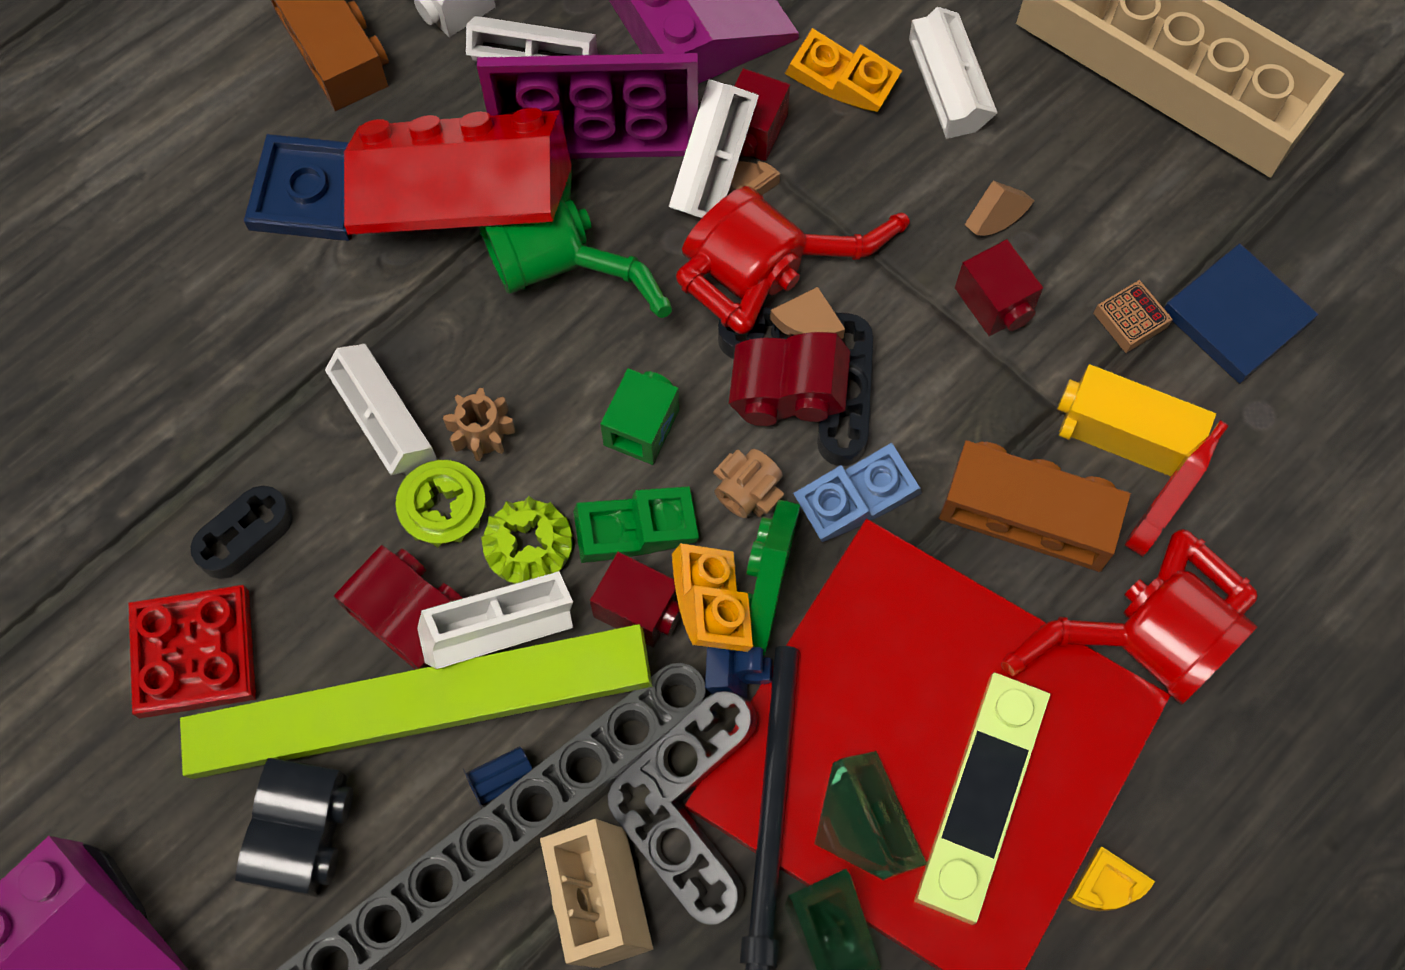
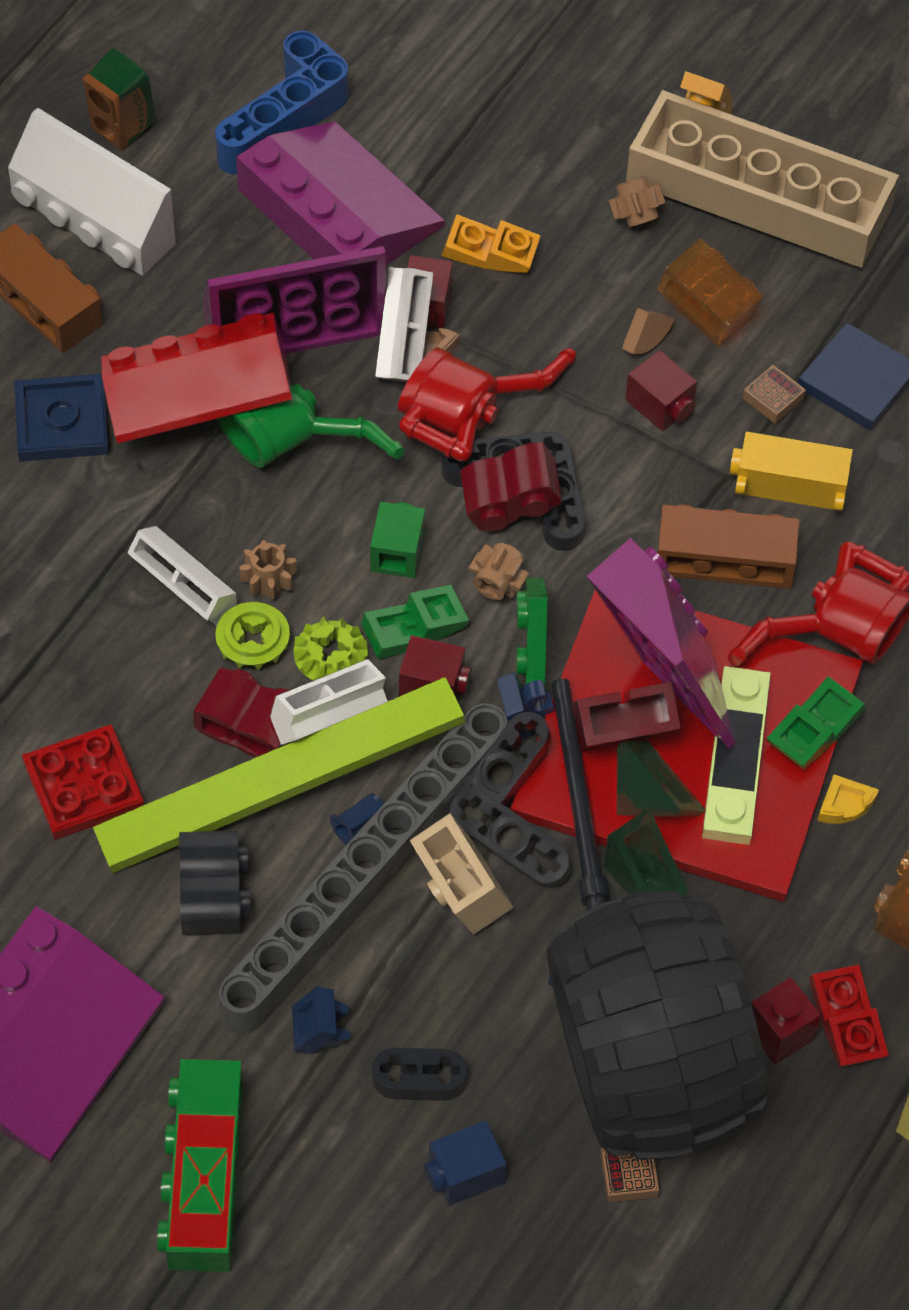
camera: 15 degrees left, 10 degrees down
(241, 532) = (88, 683): black beam -> none
(526, 36) = (212, 263): white piece -> none
(709, 598) = (492, 650): light orange slope -> none
(807, 314) = (510, 435): medium nougat tile -> none
(863, 491) = (568, 570): medium blue slope -> none
(865, 730) = (646, 714): none -> dark red piece
(923, 646) = (664, 631): none -> magenta slope
(951, 72) = (581, 230): white piece -> none
(1023, 49) = (637, 201): none -> medium nougat gear
(1084, 175) = (710, 292): none -> clear orange brick
(1093, 776) = (817, 723): none -> green slope
(1174, 493) = (832, 514): red piece -> none

